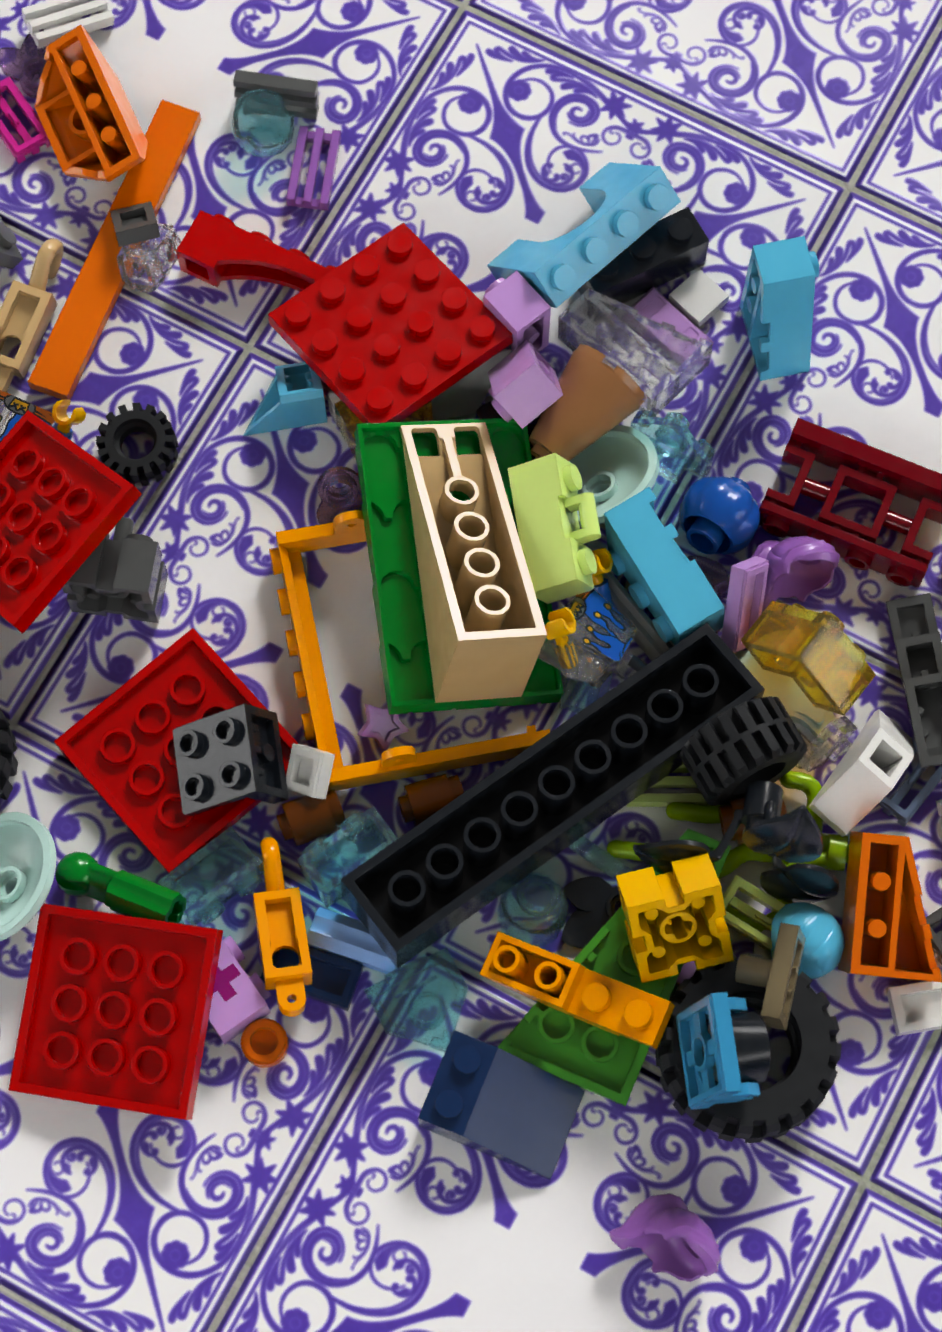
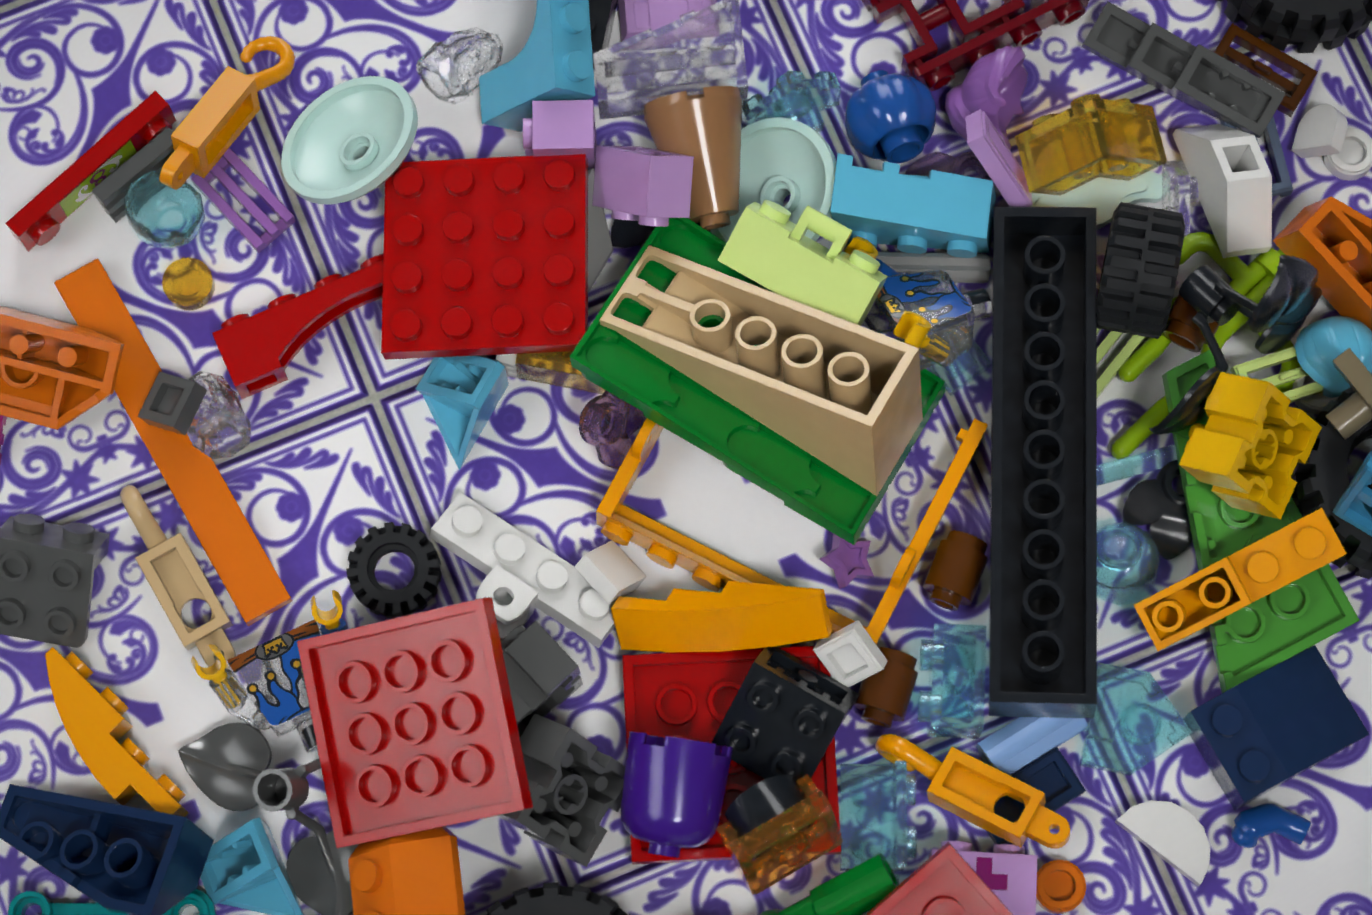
camera: 50 degrees left, 5 degrees up
(64, 656) = (568, 790): none -> dark grey brick
(114, 722) = (673, 791): none -> dark purple cylinder
(141, 812) = (771, 820): none -> clear orange piece
(199, 527) = (521, 573): none -> white plate
(221, 60) = (42, 216): none -> red plate
(229, 179) = (188, 284): none -> clear yellow tile
(245, 577) = (610, 571): none -> white tile
(270, 675) = (735, 619): none -> light orange slope
(355, 108) = (223, 114): none -> light orange piece
(363, 1092) = (1170, 834): none -> white tile
(402, 194) = (349, 140): none -> light aqua dish
(427, 1150) = (1265, 820): none -> blue arm
(518, 218) = (454, 65): none -> clear rock

